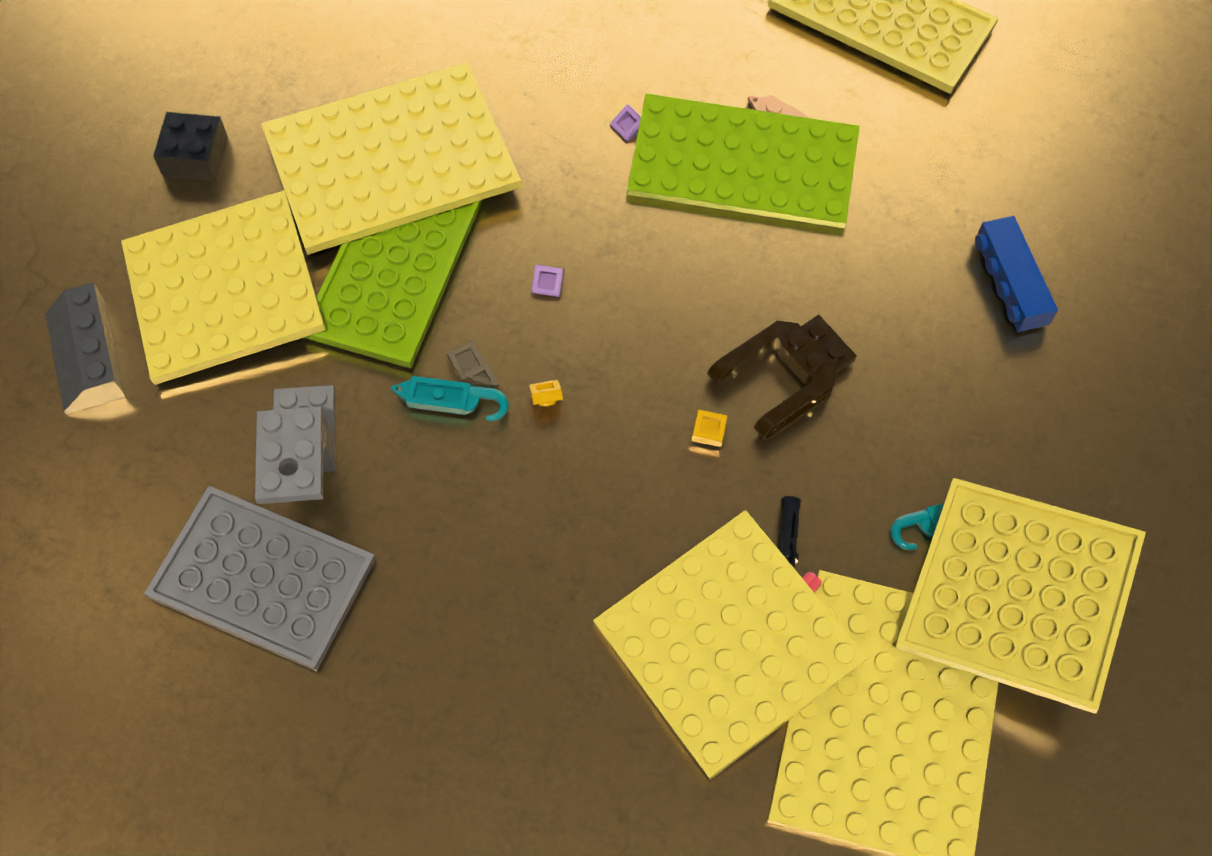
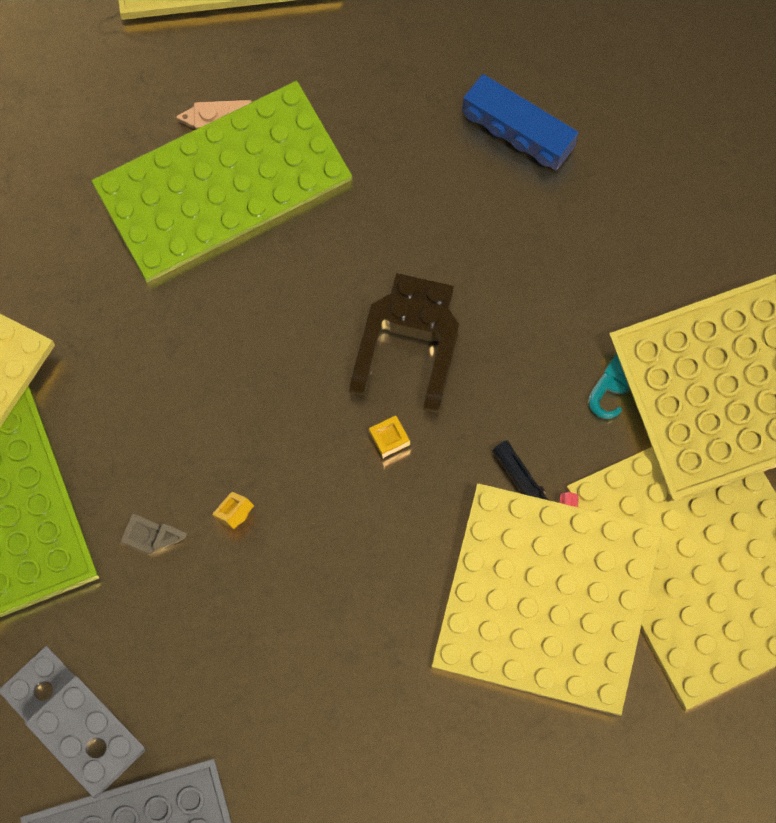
camera: 40 degrees left, 5 degrees up
(448, 396) = (154, 577): teal plate -> none
(547, 280) = (147, 410): lavender slope -> none
(627, 122) = (93, 216): lavender slope -> none

